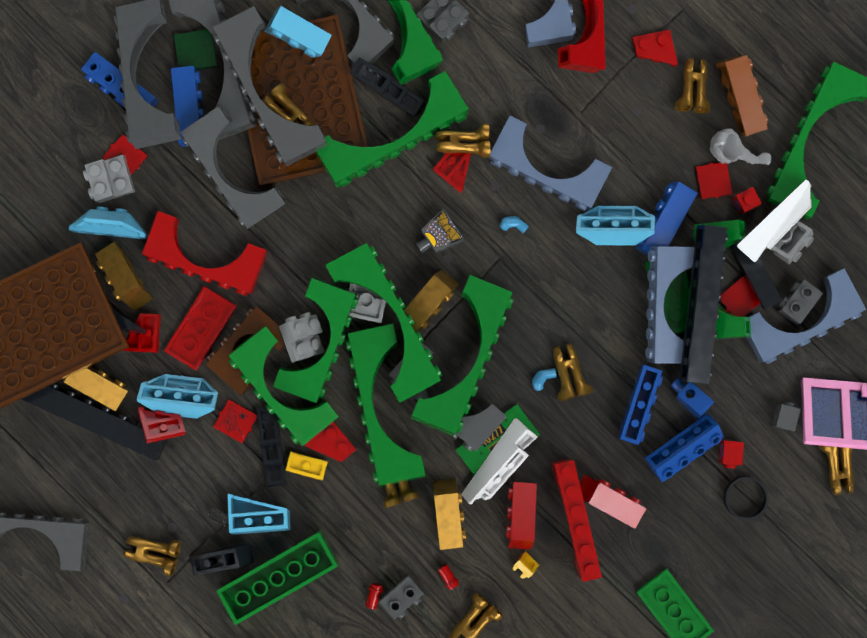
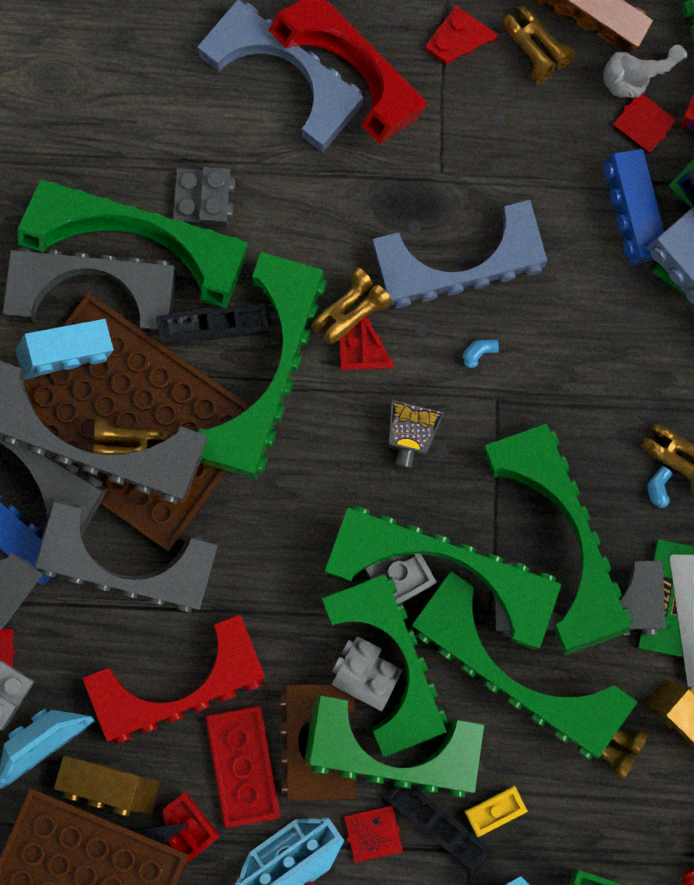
camera: 50 degrees left, 5 degrees down
(332, 443) = (502, 761): red wing -> none
(430, 298) = (467, 508): pearl gold wedge -> none
(615, 225) = (590, 256): medium azure wedge -> none

